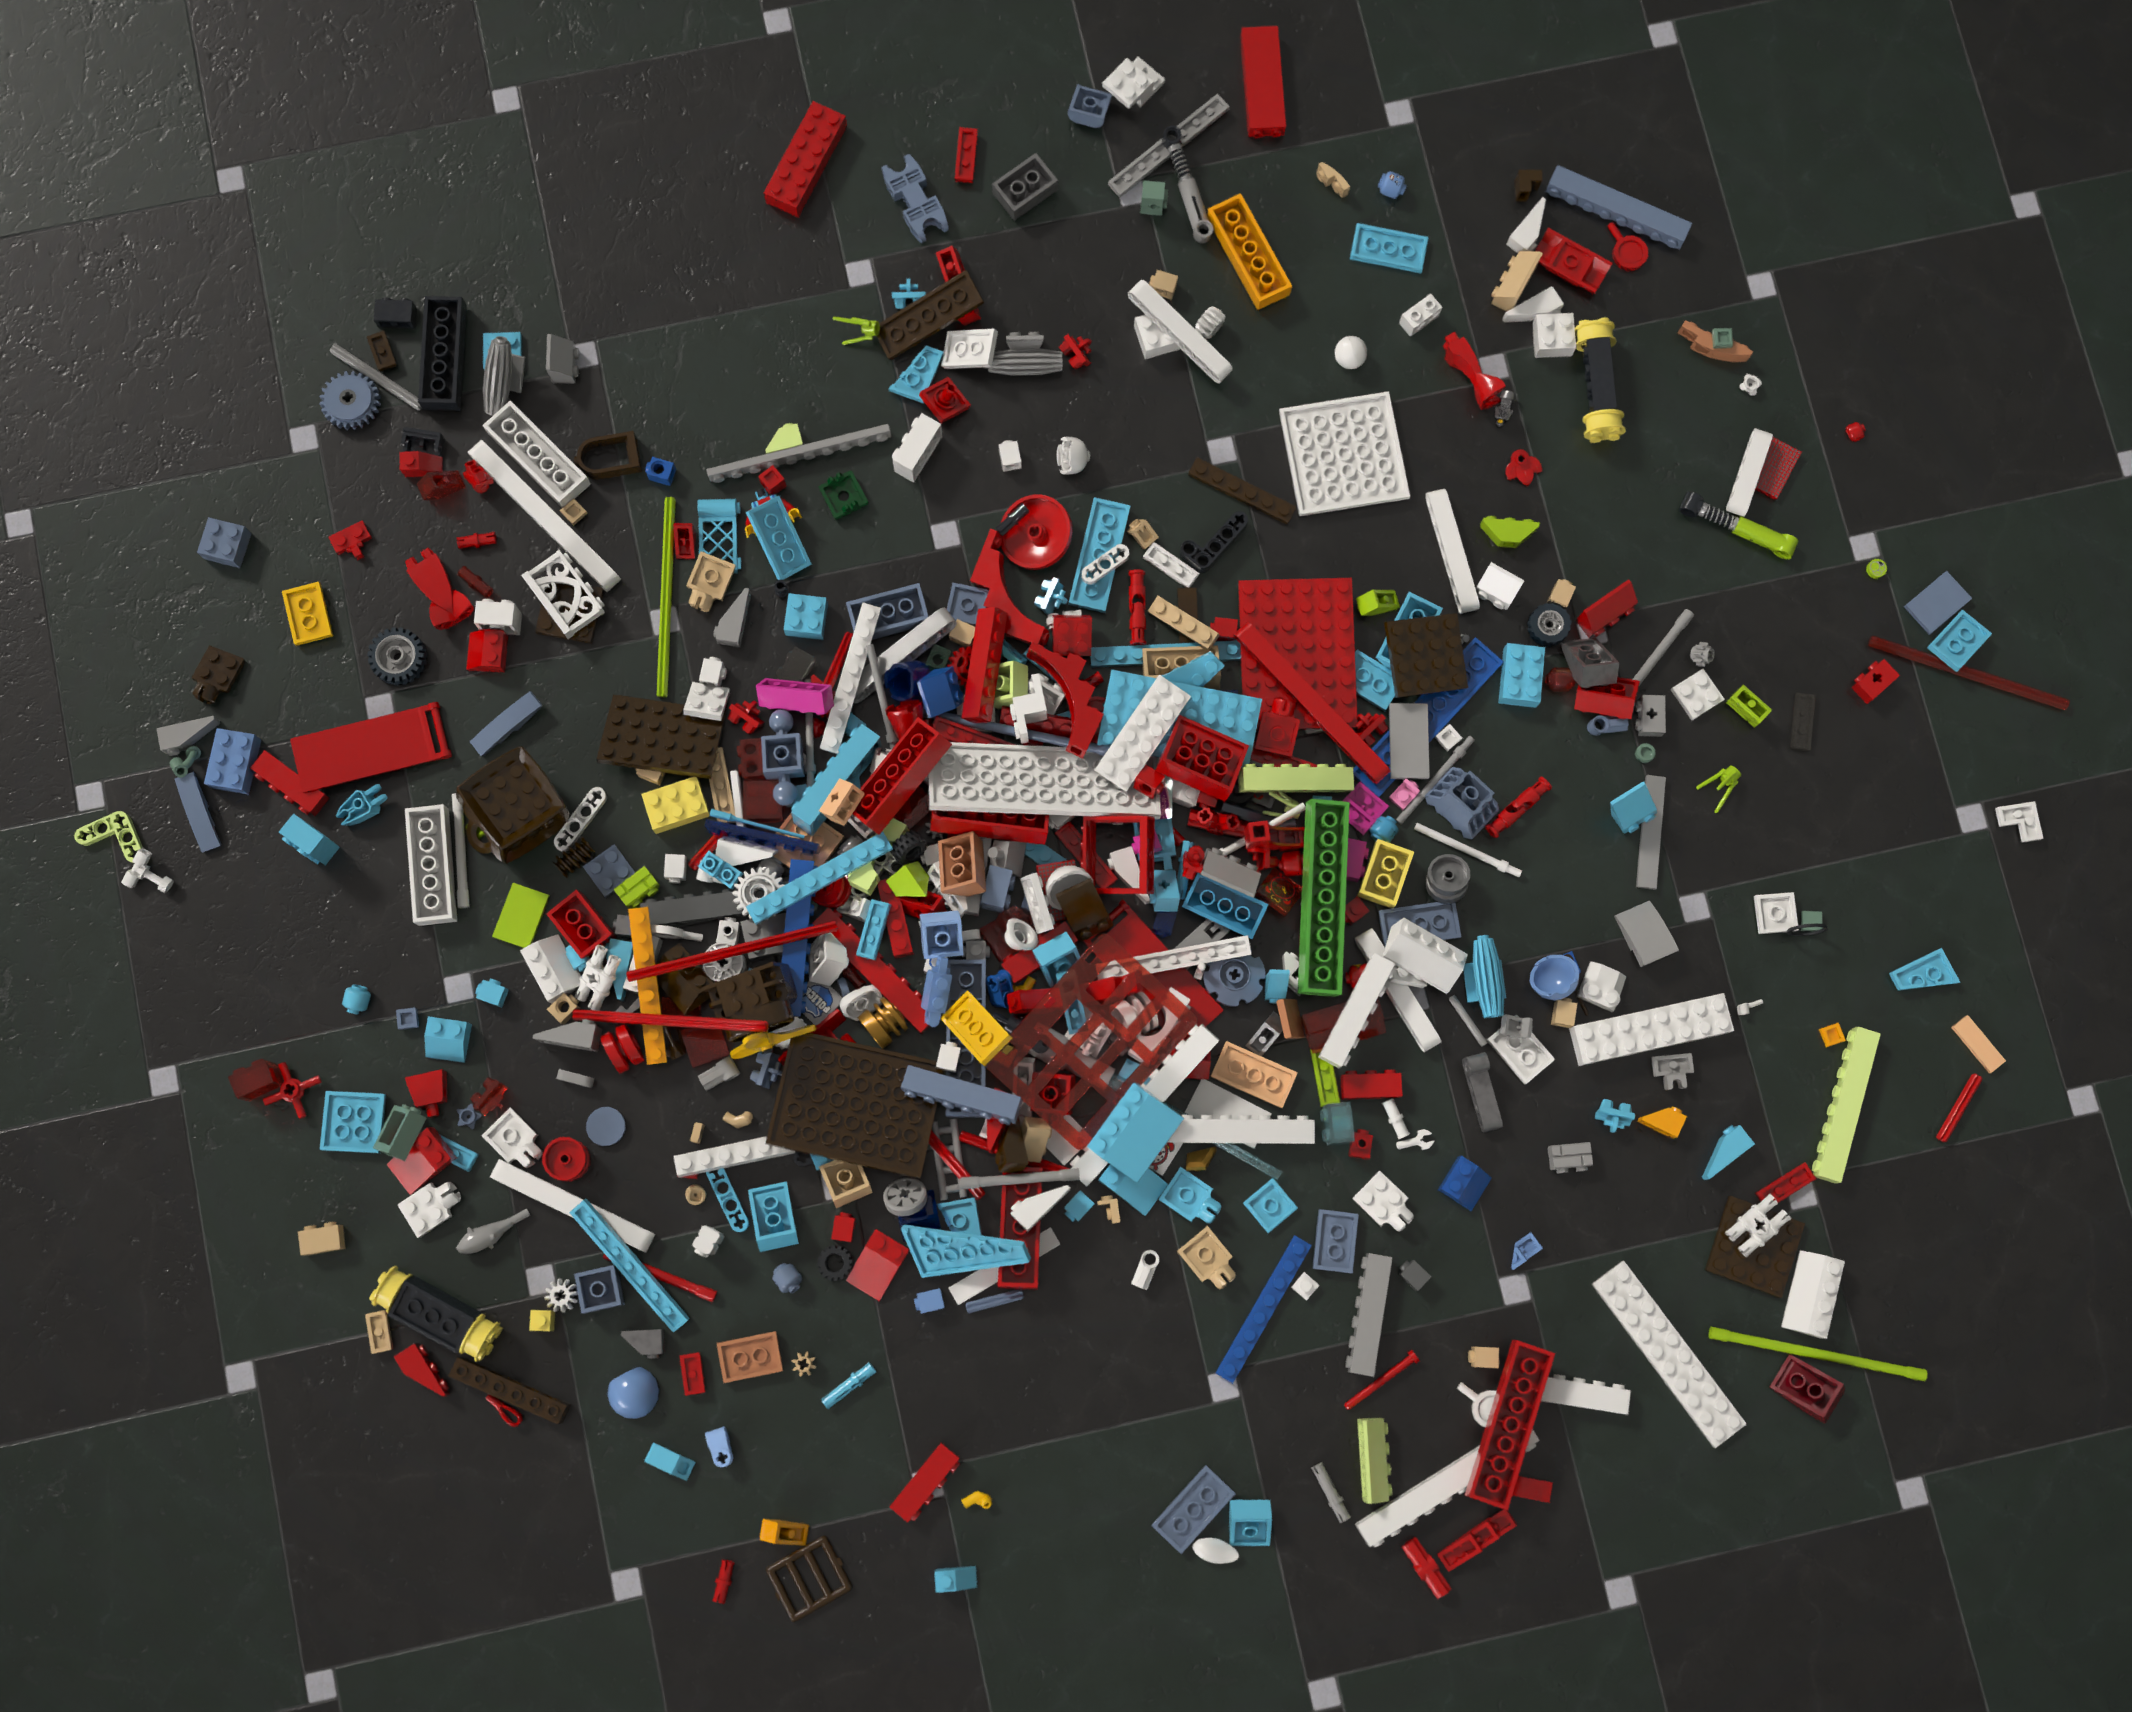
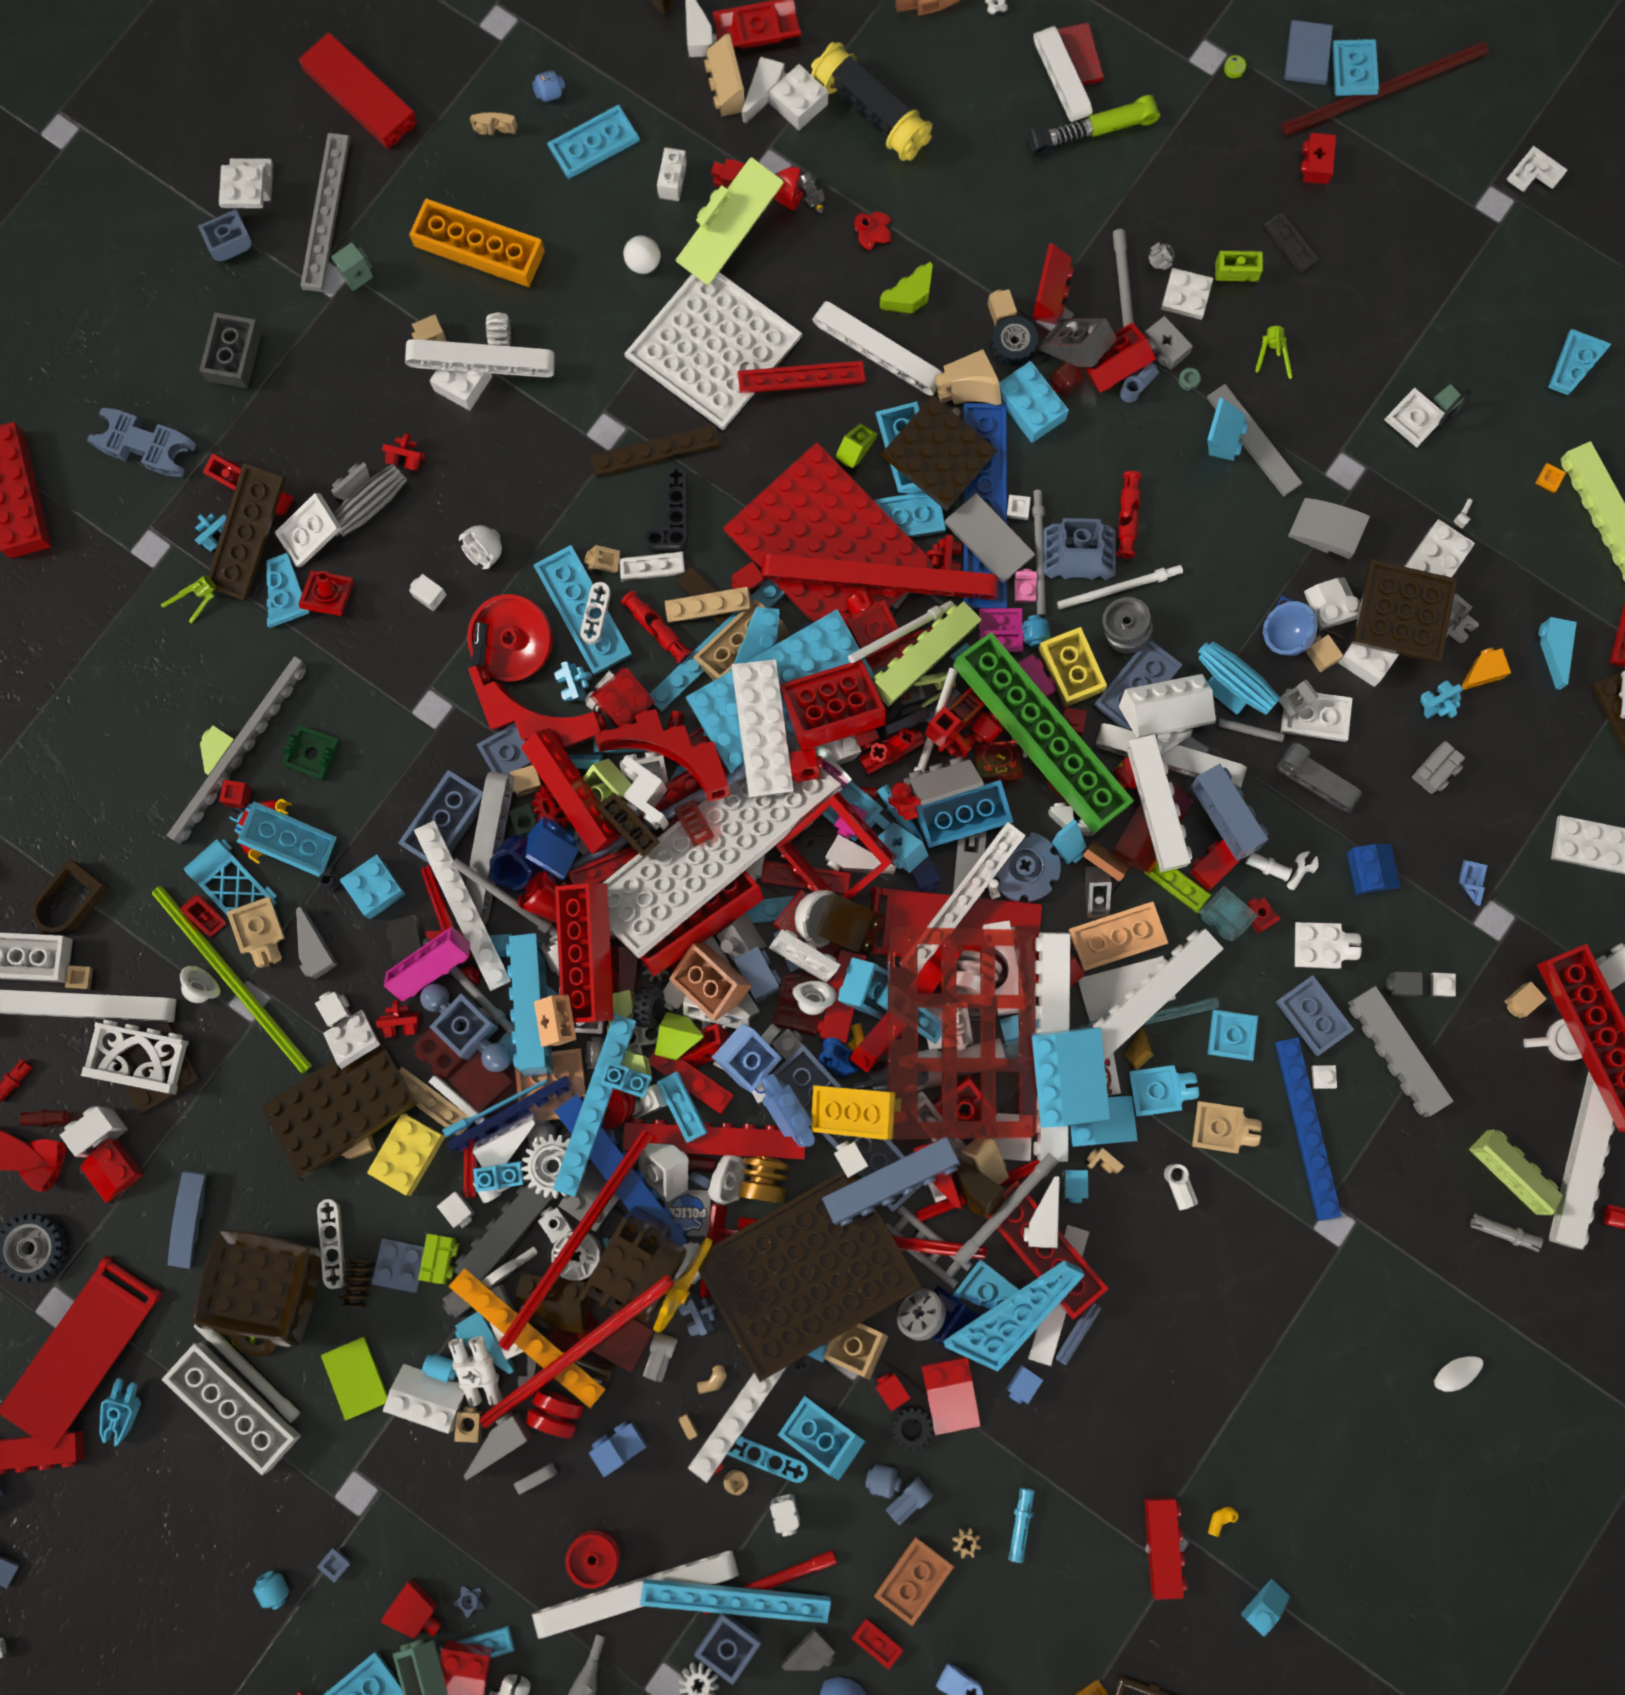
camera: 35 degrees left, 0 degrees up
(308, 840) = (96, 1489): medium azure brick -> none
(447, 1039) = (387, 1550): medium azure slope -> none
(490, 1098) = (475, 1566): clear red hips -> none
(492, 992) = (390, 1471): medium azure brick -> none
(513, 1139) = (529, 1584): white plate -> none
(580, 924) = (416, 1337): red slope -> none
(606, 1126) = (601, 1496): sand blue tile -> none
(641, 1106) = (617, 1449): none -> medium blue brick
(642, 582) = (198, 984): none -> white hat
(666, 476) = (135, 875): blue brick -> none
(792, 1305) = (914, 1496): none -> sand blue piece
(852, 879) = (626, 1079): none -> medium azure slope
(917, 447) = (338, 654): white brick -> none
(966, 155) = (153, 367): red plate -> none
(1000, 719) = (628, 825): none -> dark brown brick
(1047, 742) = (687, 808): none -> clear red slope
(1187, 186) = (373, 231): piece -> none
(1193, 1509) = (1408, 1355): sand blue plate -> none
(1250, 1522) = (1465, 1321): medium azure slope -> none
(1325, 758) = (933, 614): none -> white bar
(1382, 525) = (801, 377): none -> red tile
(1382, 1380) = (1460, 1097): red bar -> none
(1398, 1058) = (1229, 812): none -> sand blue brick
(1427, 379) = (728, 220): none -> yellowish green bracket
(1440, 1299) = (1443, 984): none -> white plate
(1490, 624) = (969, 381): none -> tan hips
(1498, 586) = (944, 342): white slope -> none
(1641, 1032) = (1405, 611): none -> dark brown plate

